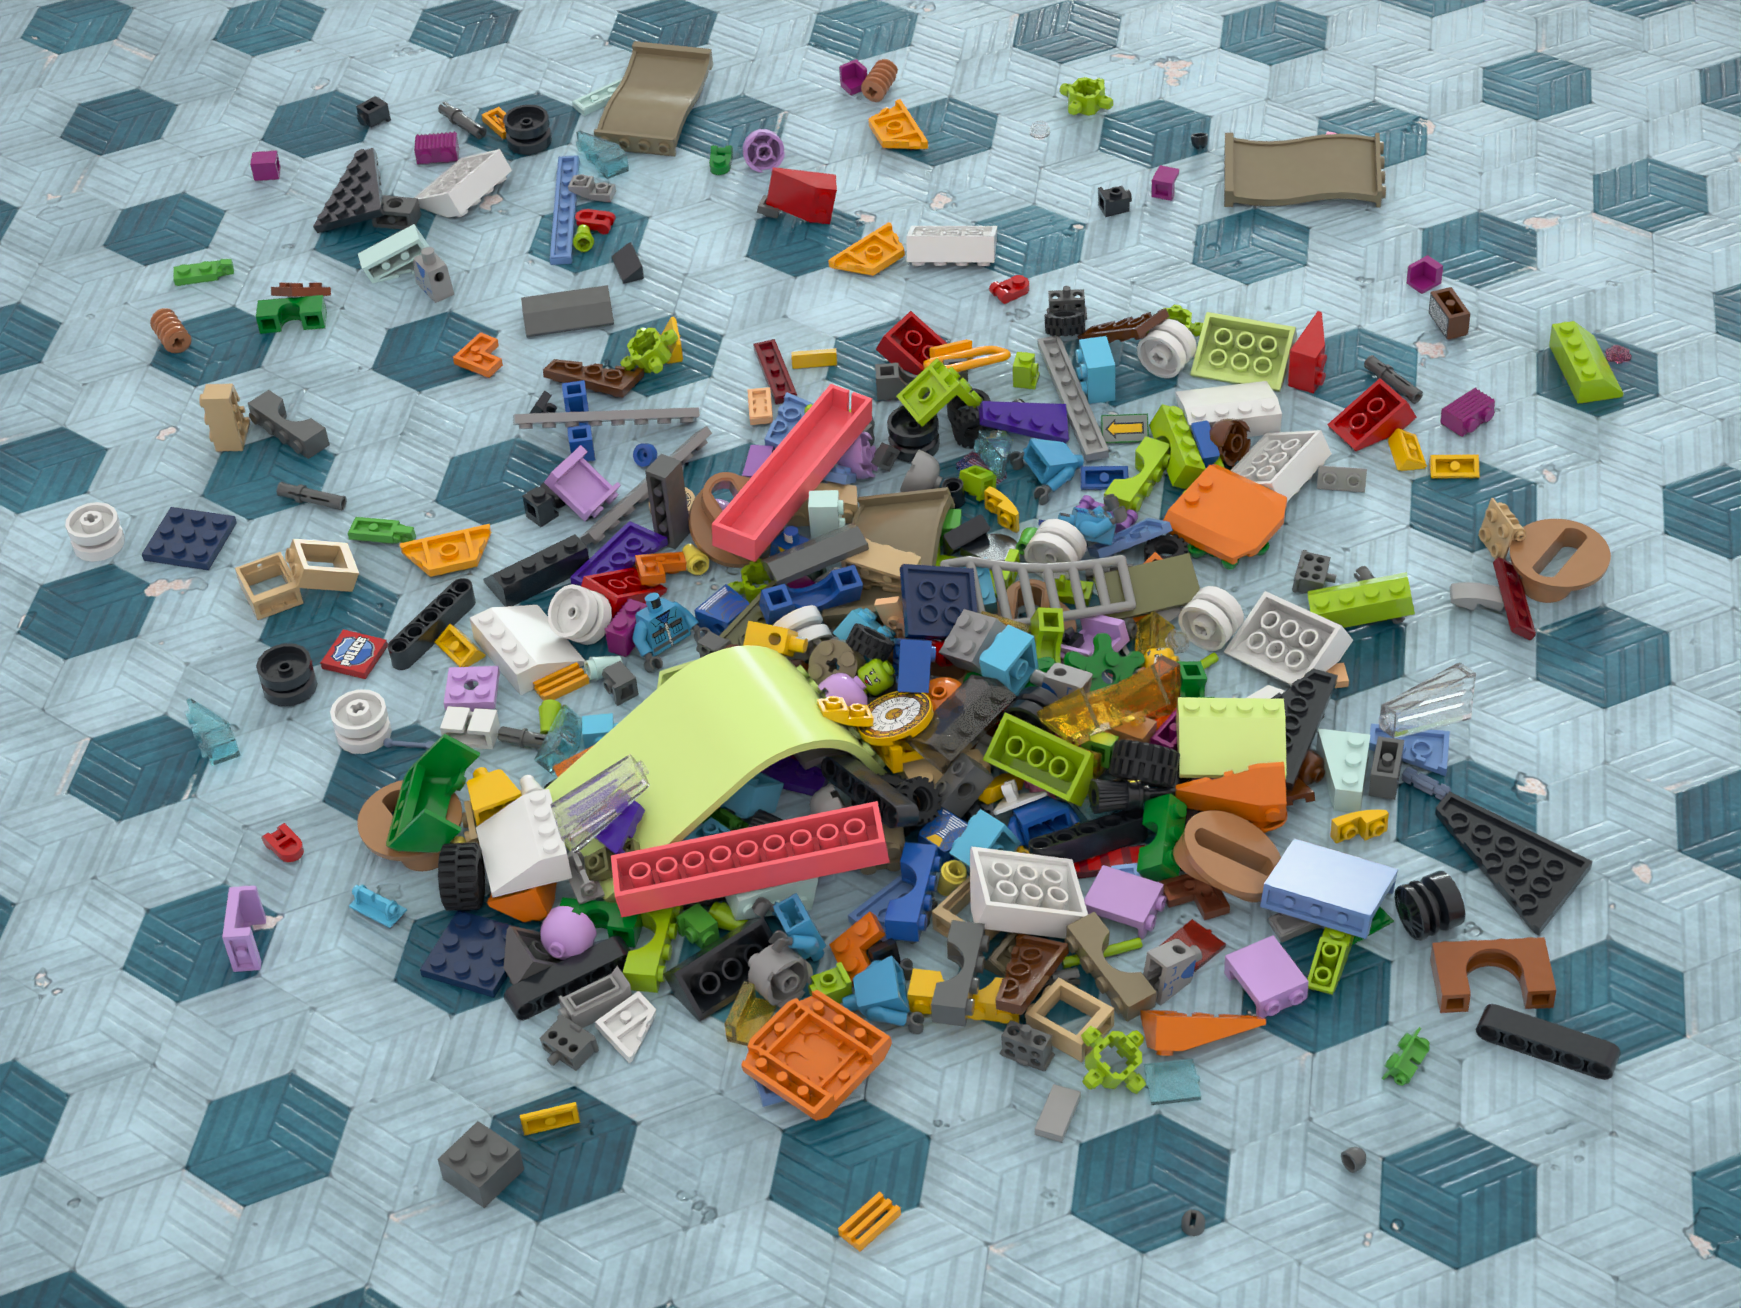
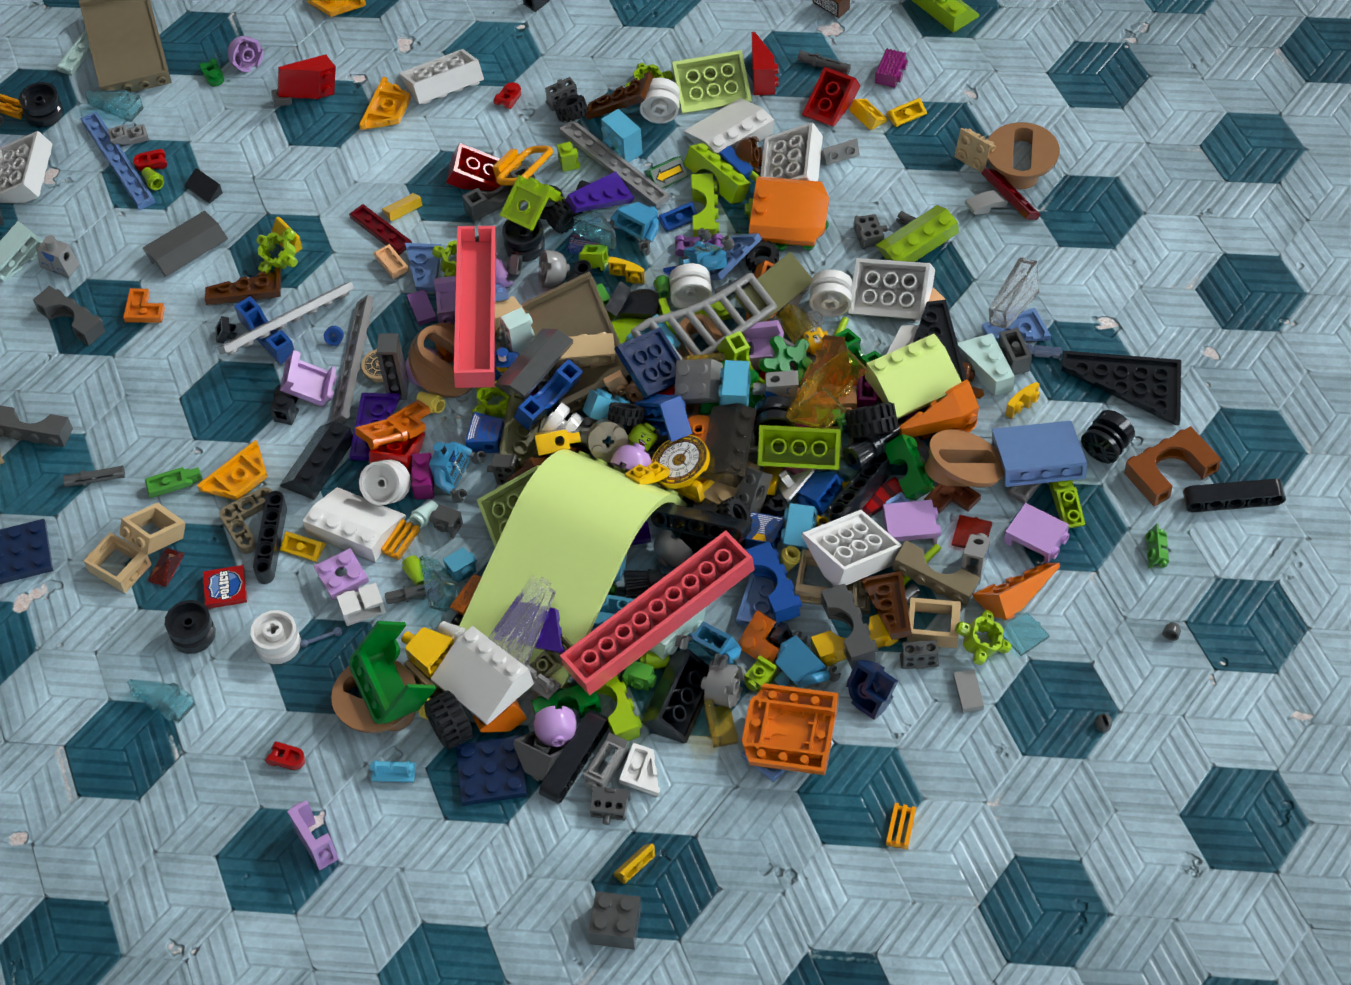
camera: 30 degrees left, 10 degrees up
(314, 611) = (166, 567): none -> clear red slope
(400, 321) = (54, 304): none -> dark grey arch
(417, 593) = (237, 519): none -> dark tan beam
(613, 565) = (381, 433): none -> orange plate
(941, 1054) = (870, 688): none -> dark blue brick

